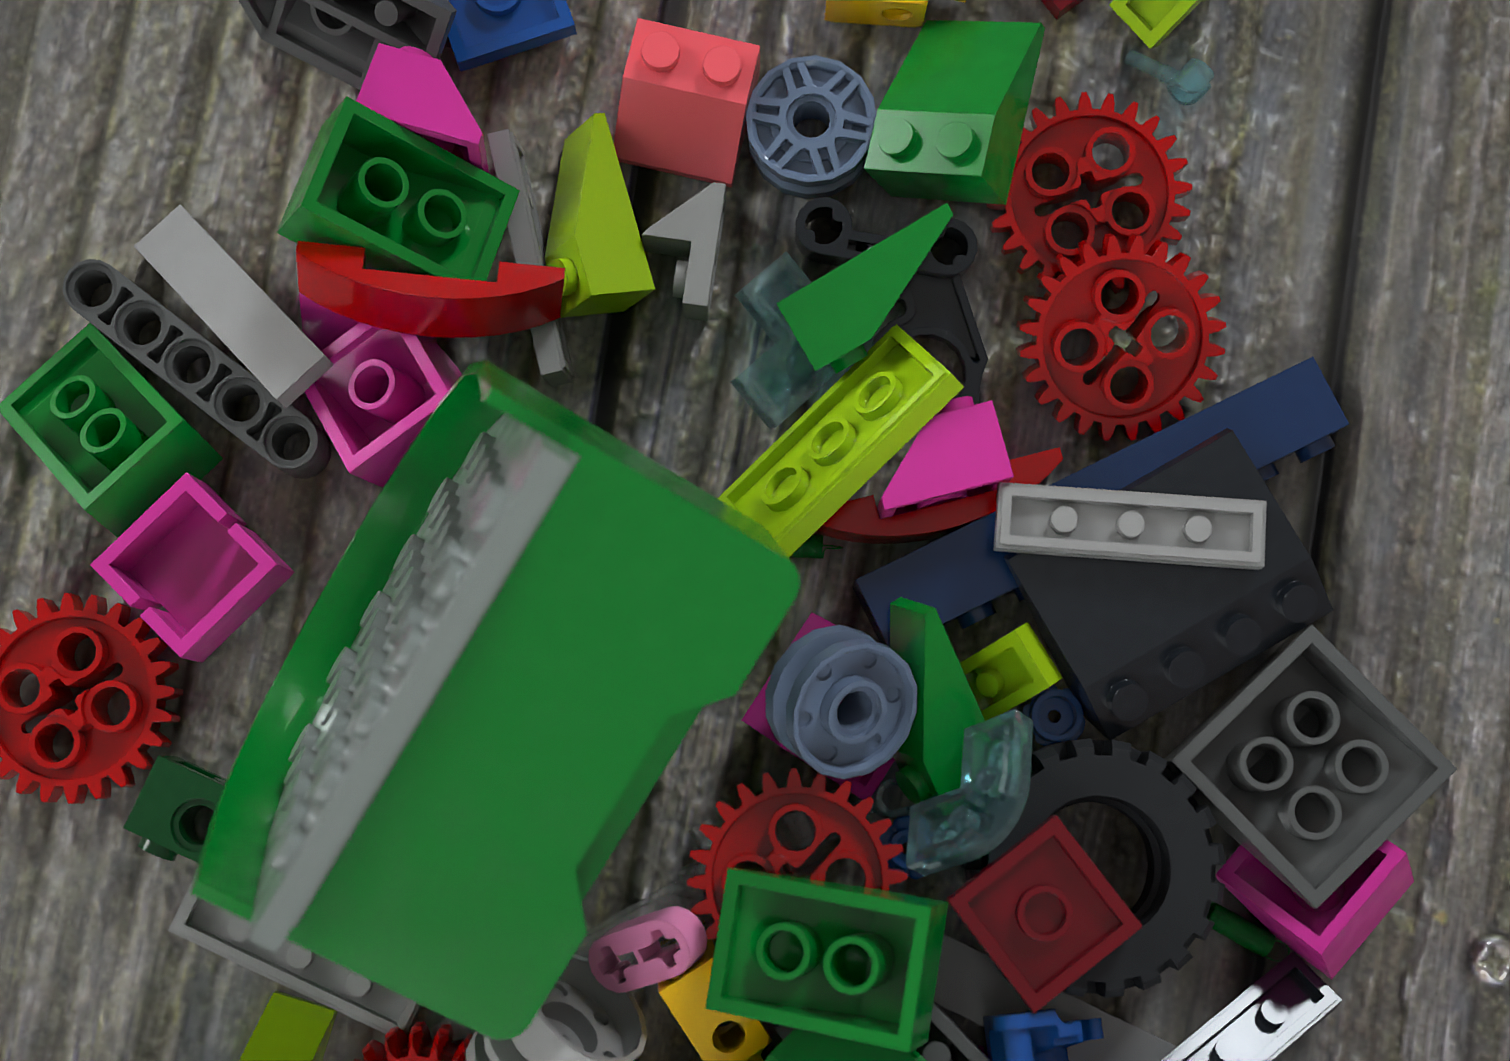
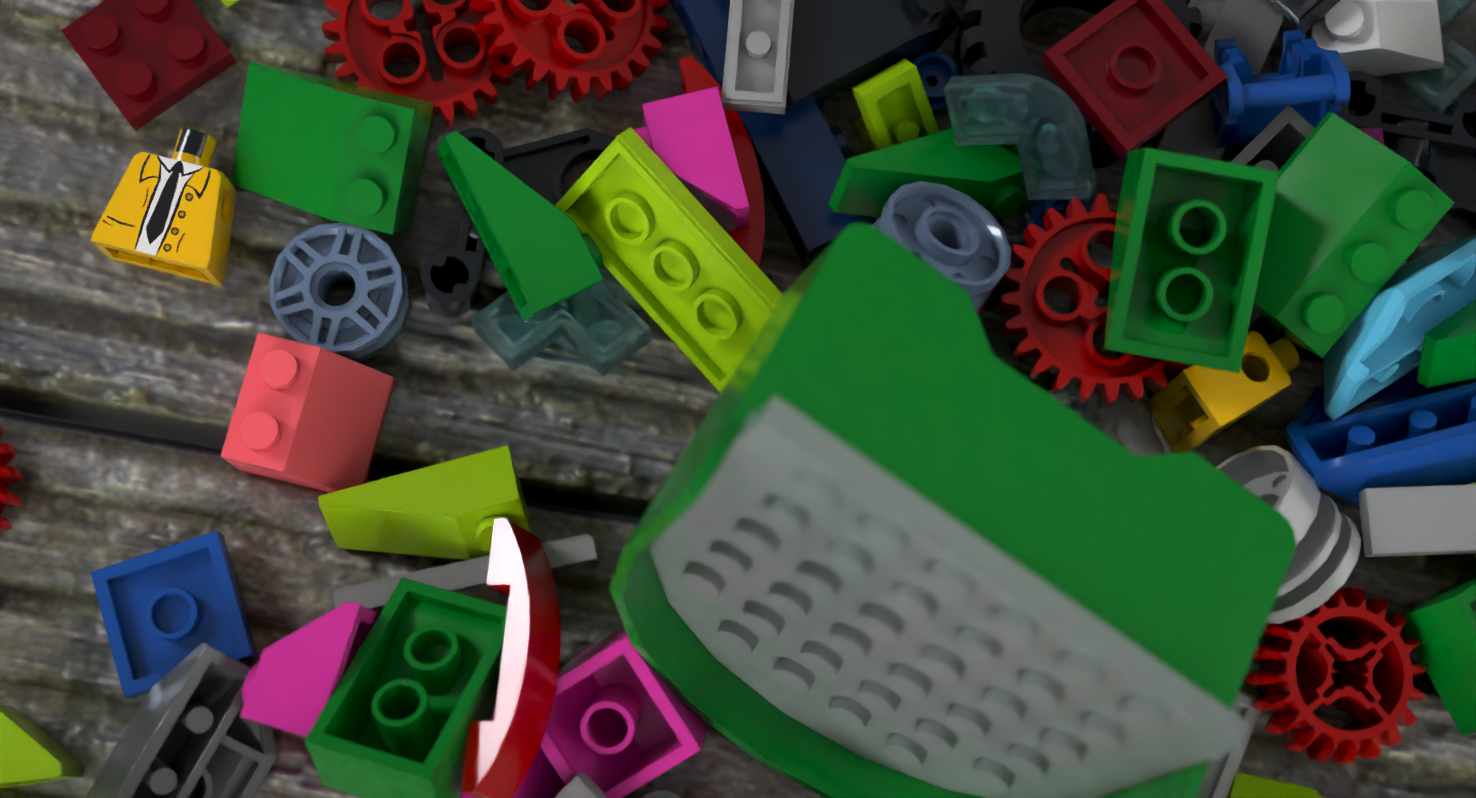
camera: 90 degrees left, 5 degrees down
(641, 938) = (1188, 423): bright pink beam -> none
(693, 233) = (450, 404): light grey slope -> none

